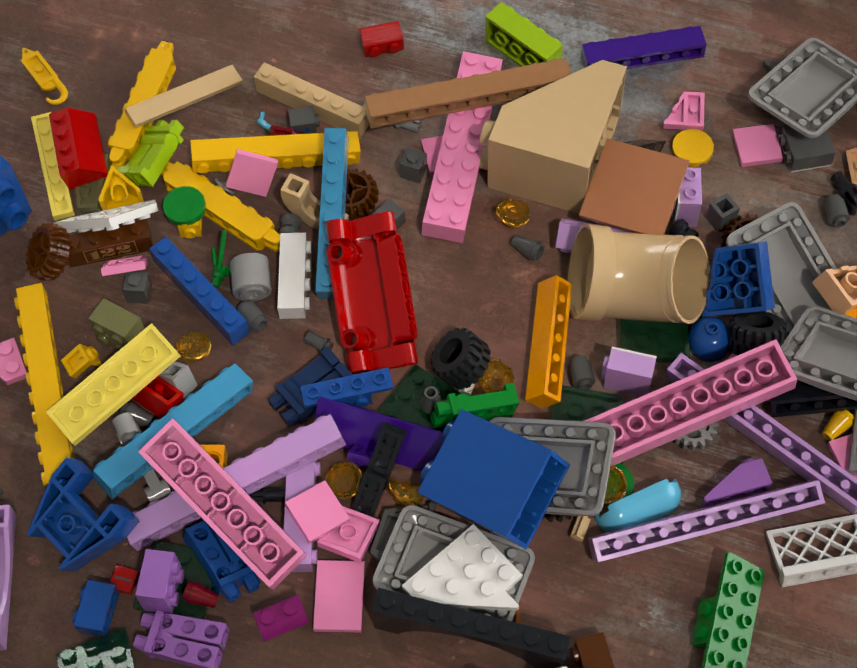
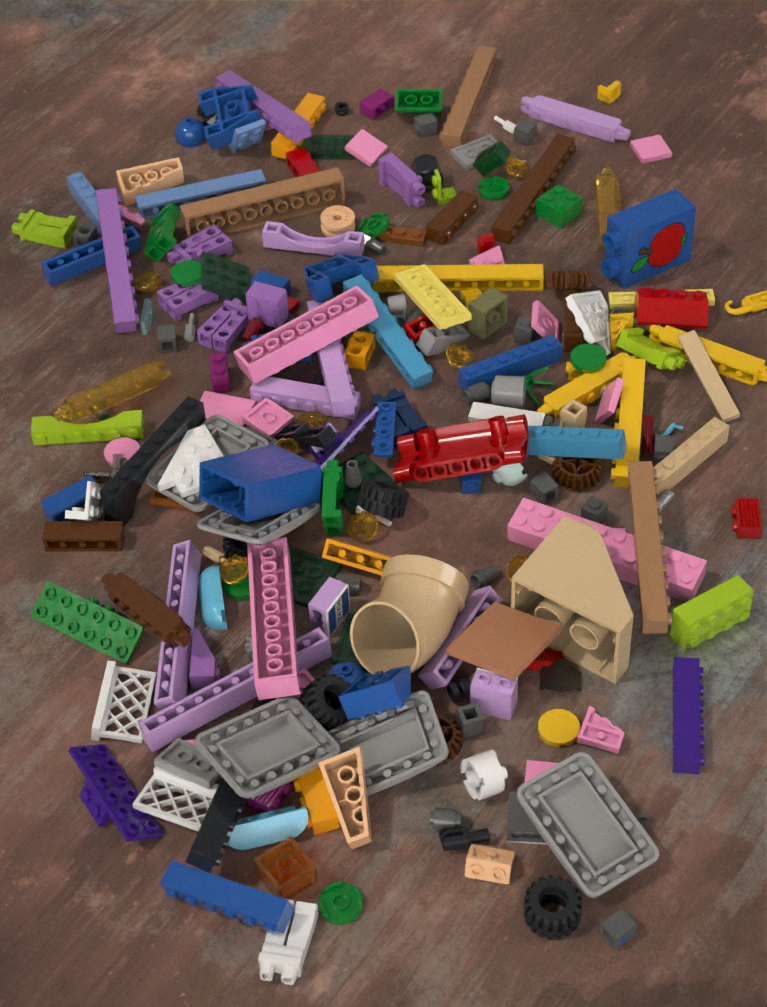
camera: 105 degrees right, 15 degrees down
(317, 511) = (287, 396): bright pink tile -> none
(704, 554) = (147, 609): none -> reddish brown hinge
(782, 184) = (483, 775): none -> white brick

